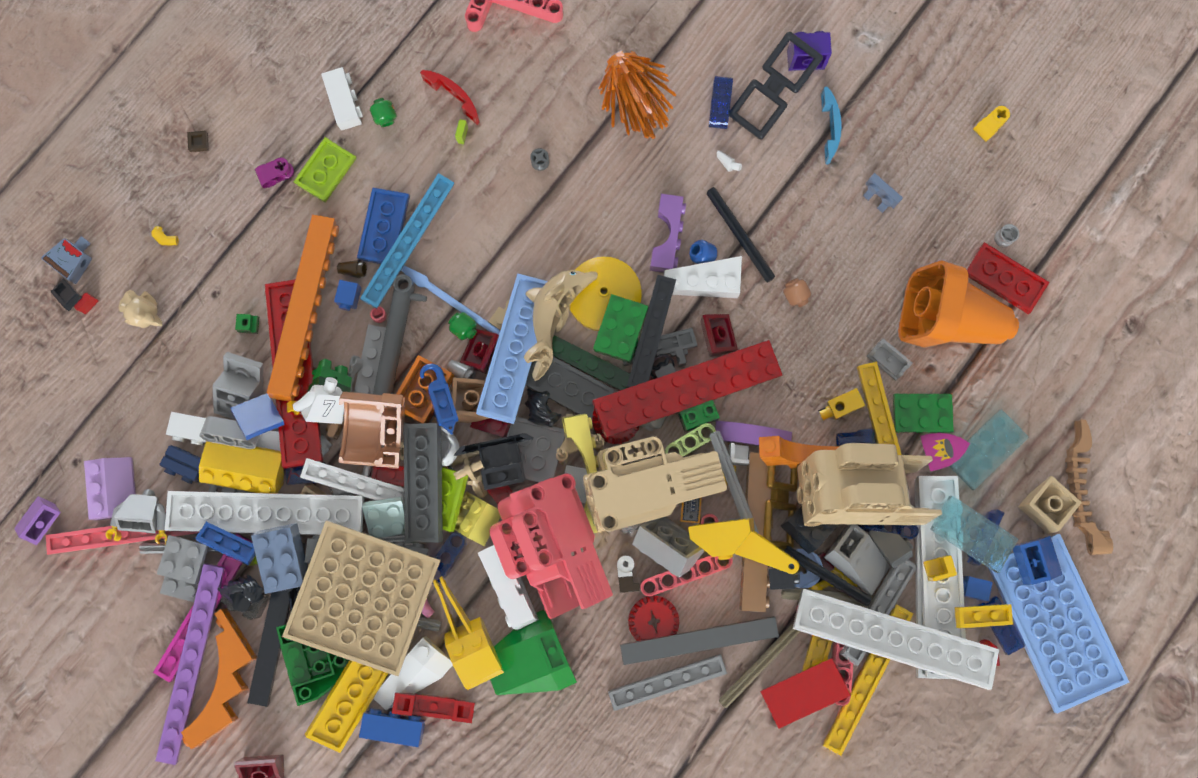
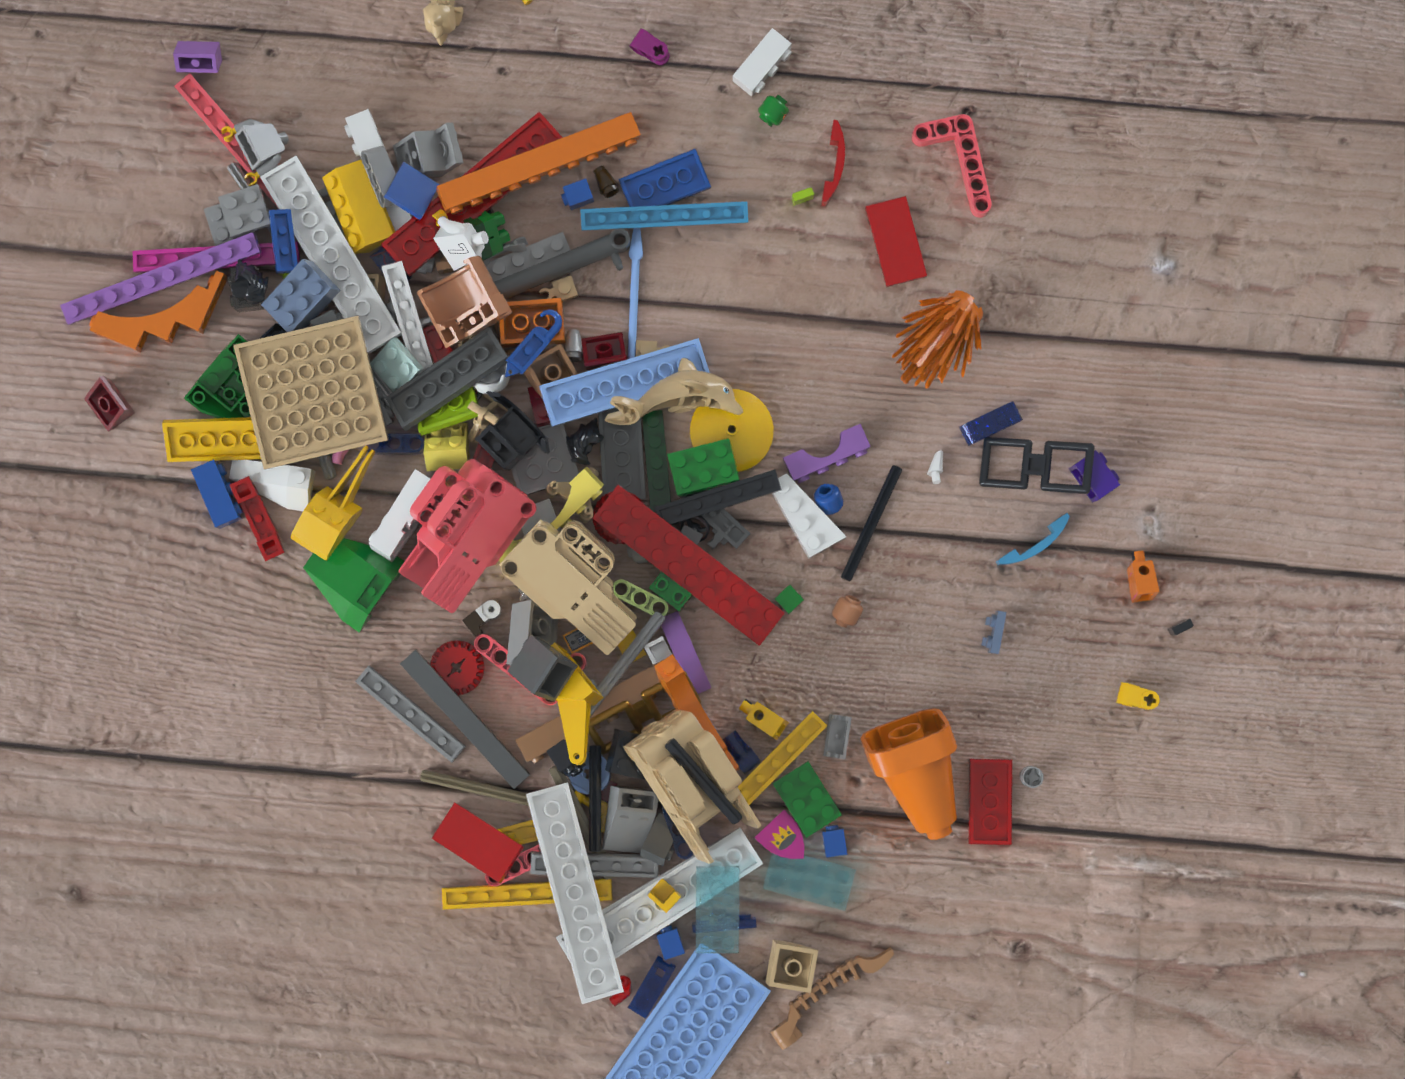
camera: 60 degrees right, 5 degrees up
(108, 485) = (268, 98): lavender slope -> none
(182, 463) = (329, 150): dark blue brick -> none
(251, 328) = (496, 125): green piece -> none
(269, 649) = (216, 339): black tile -> none
(325, 169) = (684, 92): lime tile -> none
(377, 313) = (580, 234): coral hinge -> none
(410, 352) = (562, 288): none -> tan plate
(462, 326) = (616, 320): green head -> none
(539, 155) = (823, 283): dark grey wheel -> none
(540, 87) = (896, 241): none -> red tile
(704, 549) = (541, 668): none -> dark grey slope
(718, 334) = (760, 563): dark red slope -> none
(760, 331) = (789, 599): none -> green tile
(877, 475) = (703, 781): none -> black axle
(906, 65) = (1141, 586): none -> orange torso
(958, 61) = (1180, 627): none -> black tile
(969, 412) = (834, 841): none -> blue brick
(983, 616) = (647, 962): yellow plate -> none
(1037, 561) = (730, 983): blue slope -> none

